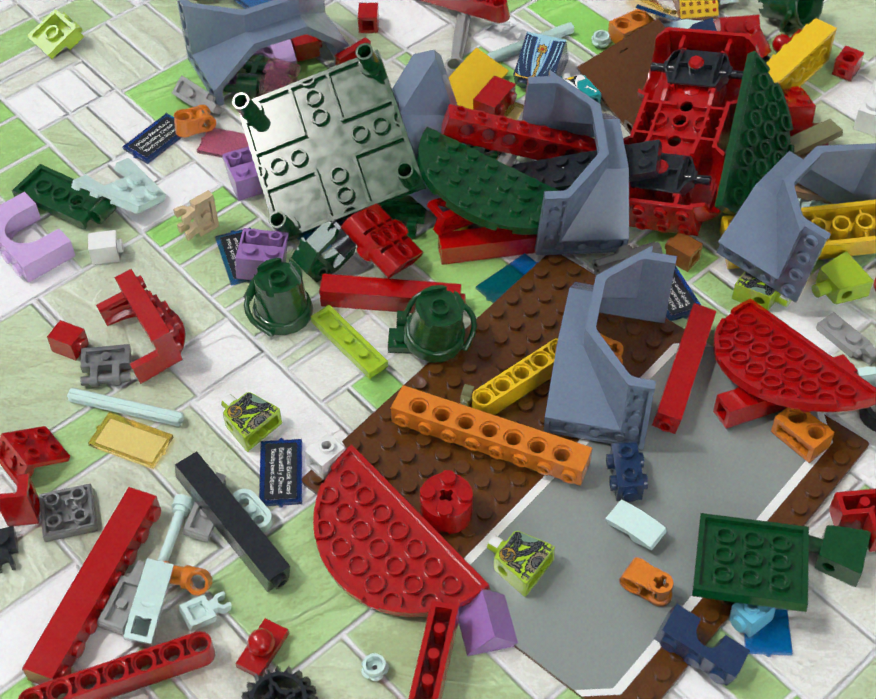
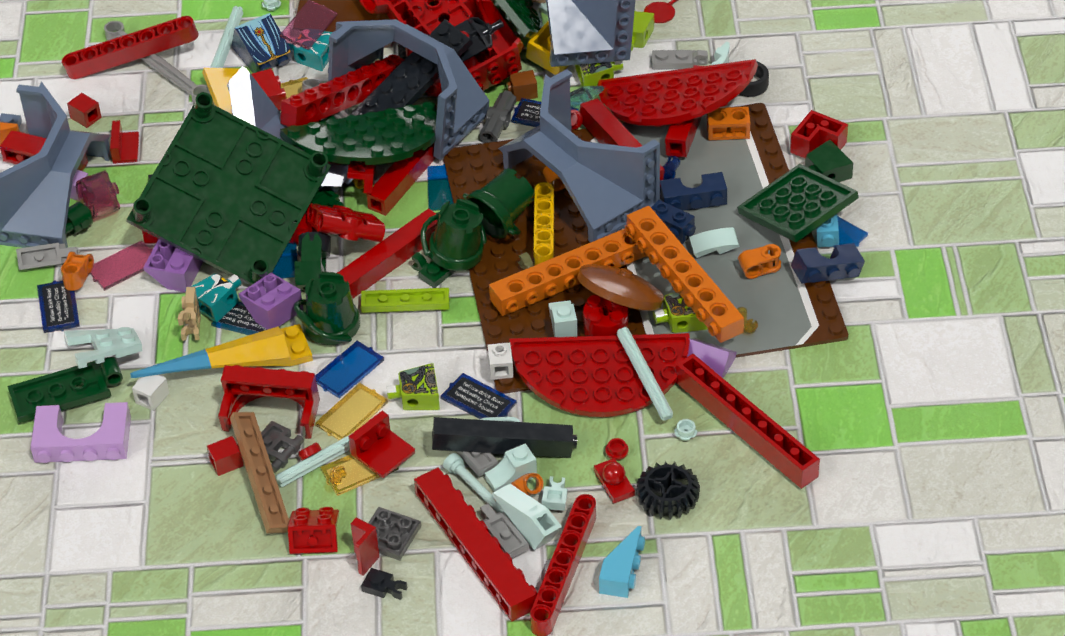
camera: 50 degrees left, 5 degrees down
(58, 373) = (260, 472): none -> medium nougat plate
(97, 430) = (336, 476): none -> clear yellow arm
(116, 392) = (308, 451): none -> red tile
(154, 436) = (379, 446): none -> red bracket
(191, 391) = (351, 412): none -> clear yellow piece
(209, 287) = (265, 348): none -> yellow plate
(210, 554) = (513, 466): none -> light aqua arch
(235, 214) = (217, 295): none -> teal torso
(239, 356) = (348, 369): none -> clear blue piece
(302, 624) = (617, 449): none -> red plate
(403, 582) = (645, 374): none -> light aqua axle
(419, 467) = (563, 319): none -> light aqua arch
(486, 487) = (620, 287): none -> dark orange dish
(503, 328) = (502, 203): none -> dark green piece
(523, 610) = (684, 274): none -> orange brick
(556, 621) = (749, 326): none -> clear yellow arm
(589, 71) = (308, 24): none -> clear pink piece
(678, 312) = (576, 119): none -> red plate
(696, 425) = (670, 167): none -> clear blue pin
(697, 478) = (709, 194): none -> dark blue arch
(712, 300) = (584, 94): none -> clear light blue slope

